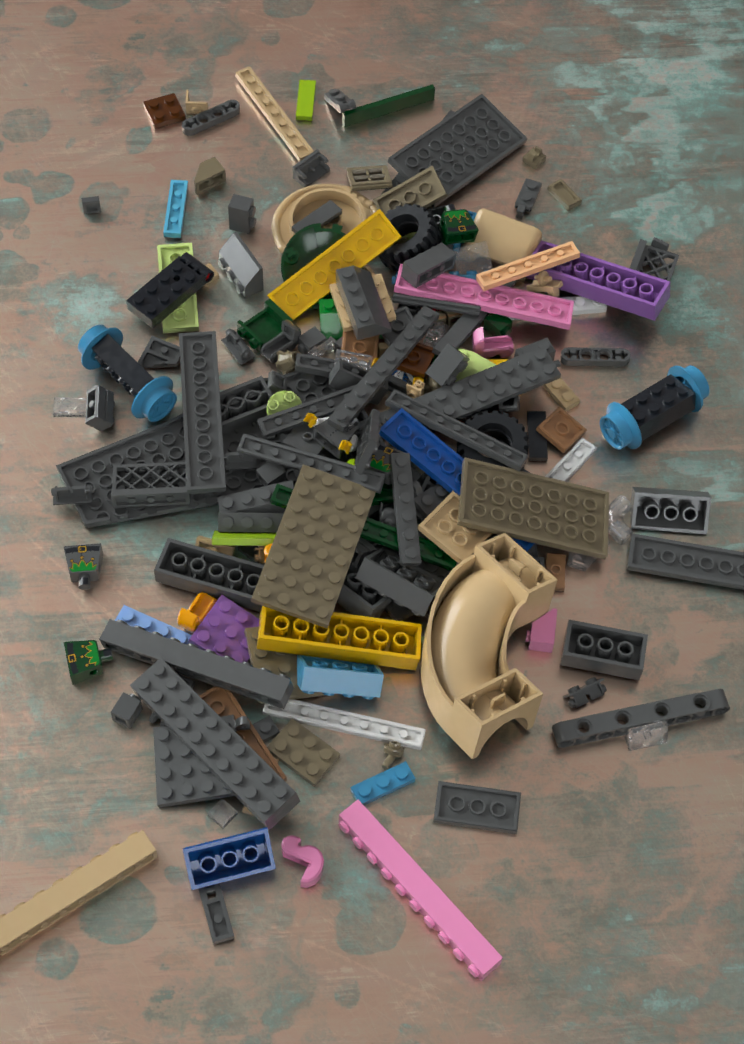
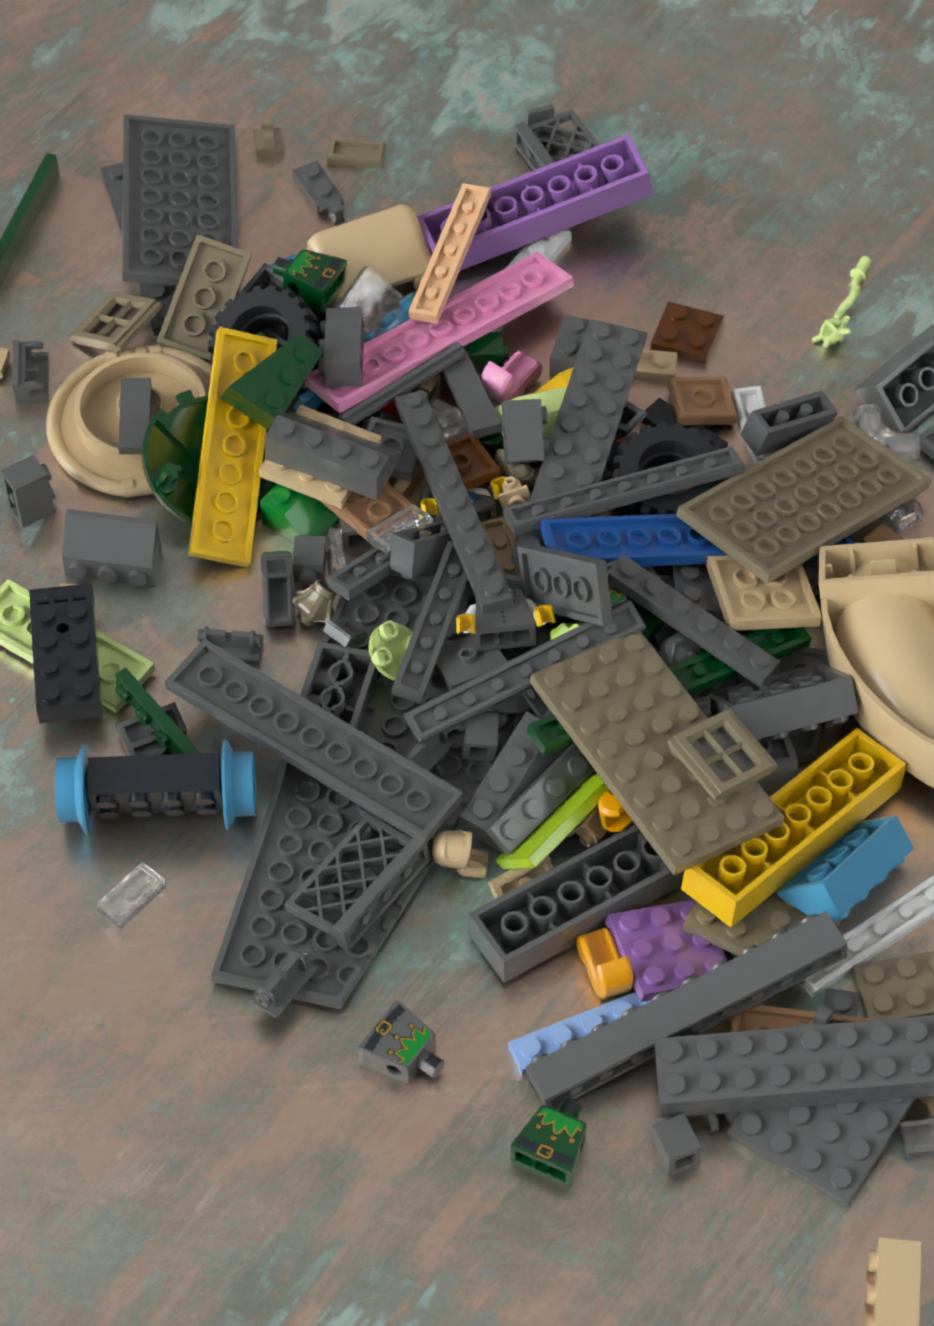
camera: 45 degrees left, 5 degrees down
(99, 408) = (171, 861): dark grey brick -> none
(164, 343) = (151, 714): none -> dark green plate
(203, 512) = (454, 851): none -> tan piece
(263, 325) = (230, 591): dark green panel -> none
(333, 573) = (722, 754): none -> dark tan piece
(376, 252) = (274, 382): none -> dark green wedge
(544, 283) = (481, 262): tan hips -> none
(578, 471) = (787, 422): none -> dark grey brick
(595, 356) = (630, 296): dark grey beam -> none
(597, 395) = (687, 332): none -> reddish brown plate
(654, 407) = (771, 311): brick -> none
(662, 453) = (834, 329): none -> yellowish green piece

